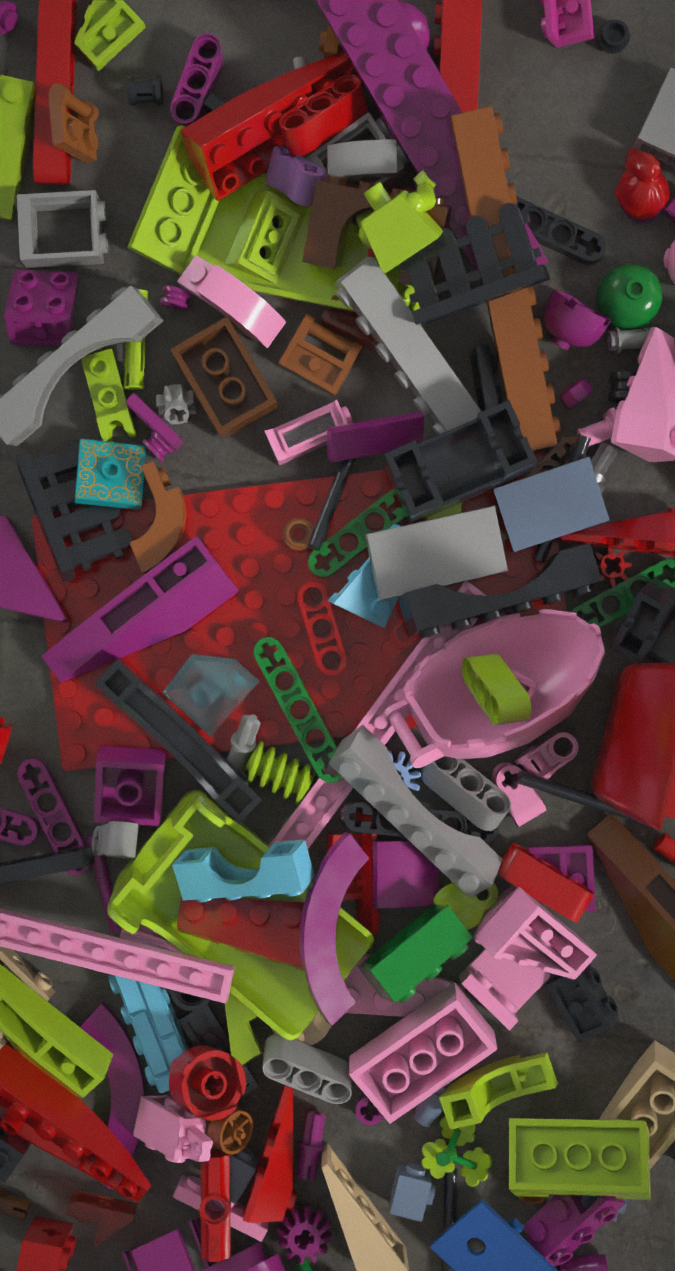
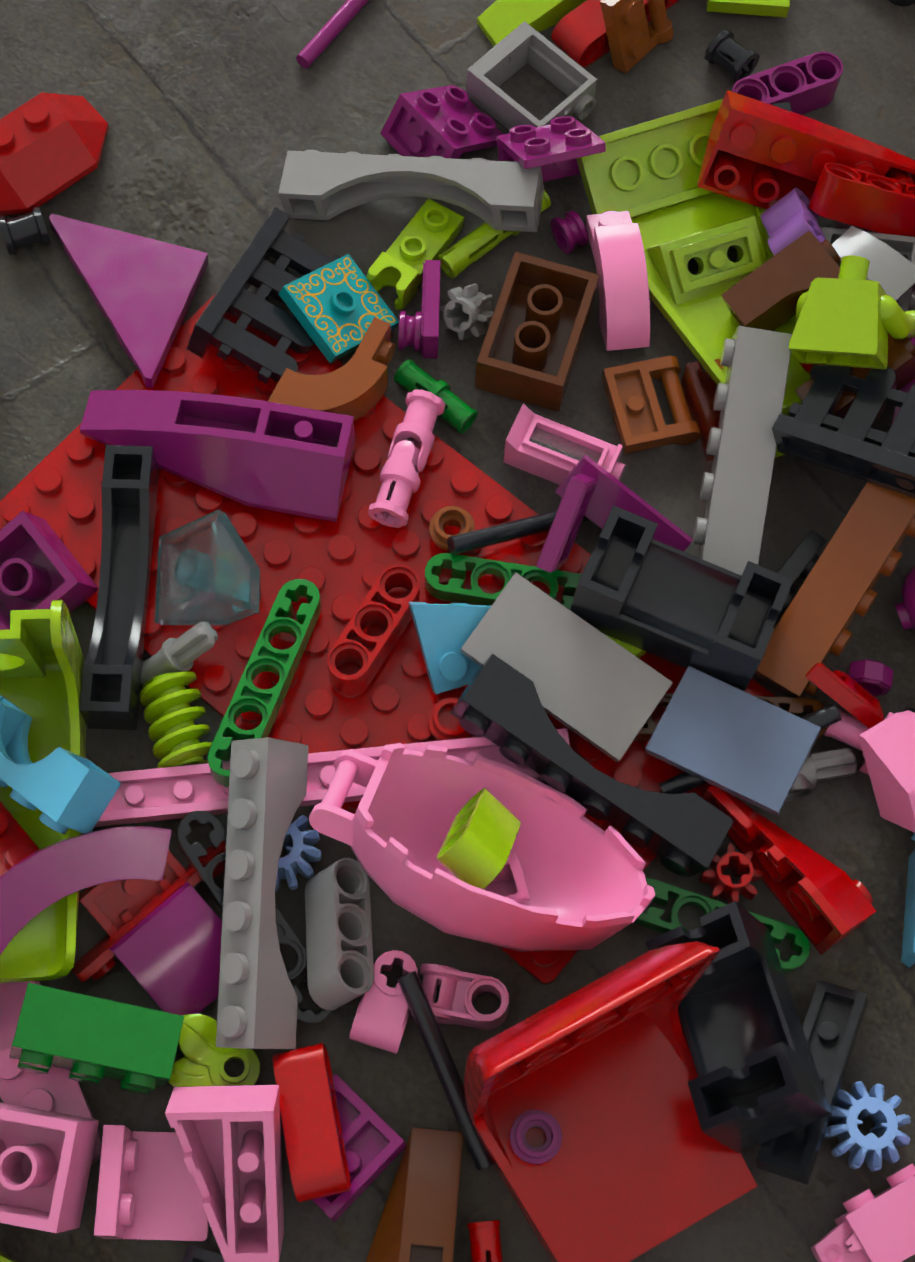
camera: 45 degrees right, 20 degrees down
(119, 265) = (550, 146): none -> magenta bracket
(209, 468) = (456, 411): none -> green pin
(238, 525) = (406, 458): none -> bright pink piece
(361, 478) = (566, 522): none -> magenta tile
(581, 419) = (847, 694): none -> red tile

